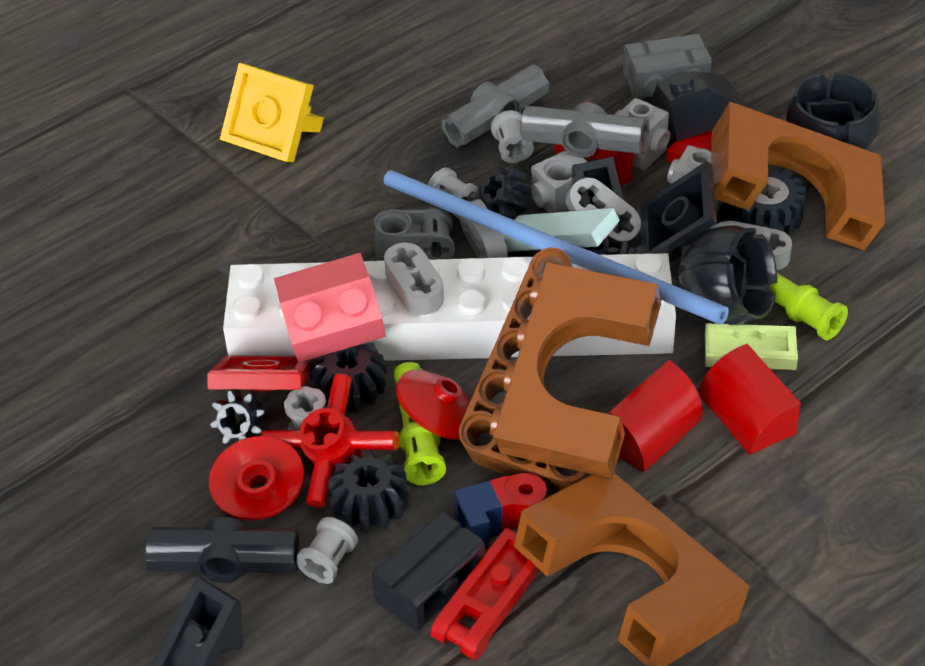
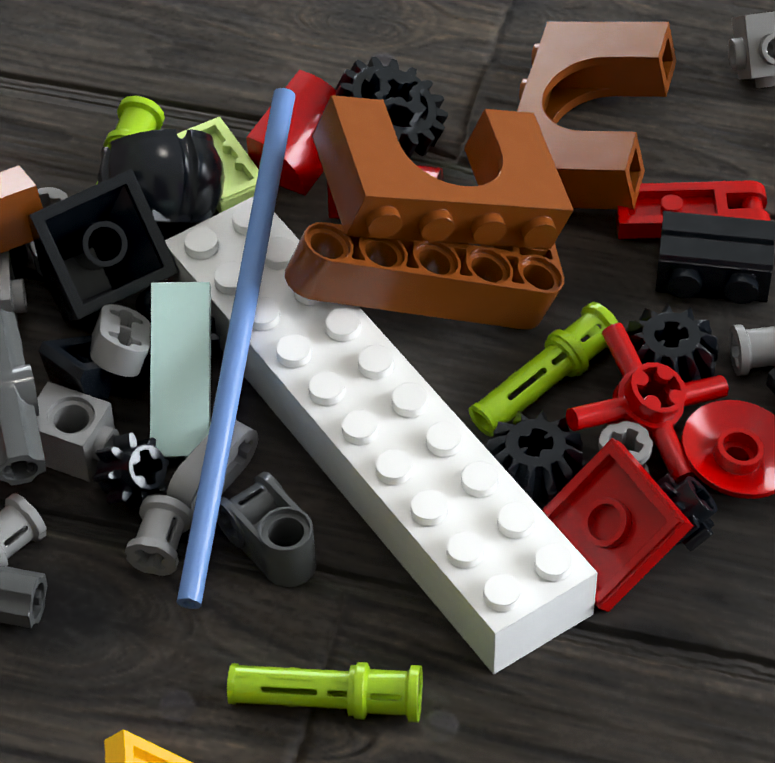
camera: 125 degrees left, 5 degrees up
(275, 226) = (357, 690): none -> lime pin
(329, 307) = (510, 446): coral slope -> none
(406, 281) = (386, 402): light grey beam -> none
(433, 402) = (514, 355): red dish -> none
(497, 503) = (604, 252): leg -> none
(751, 446) = (409, 103): none -> black gear

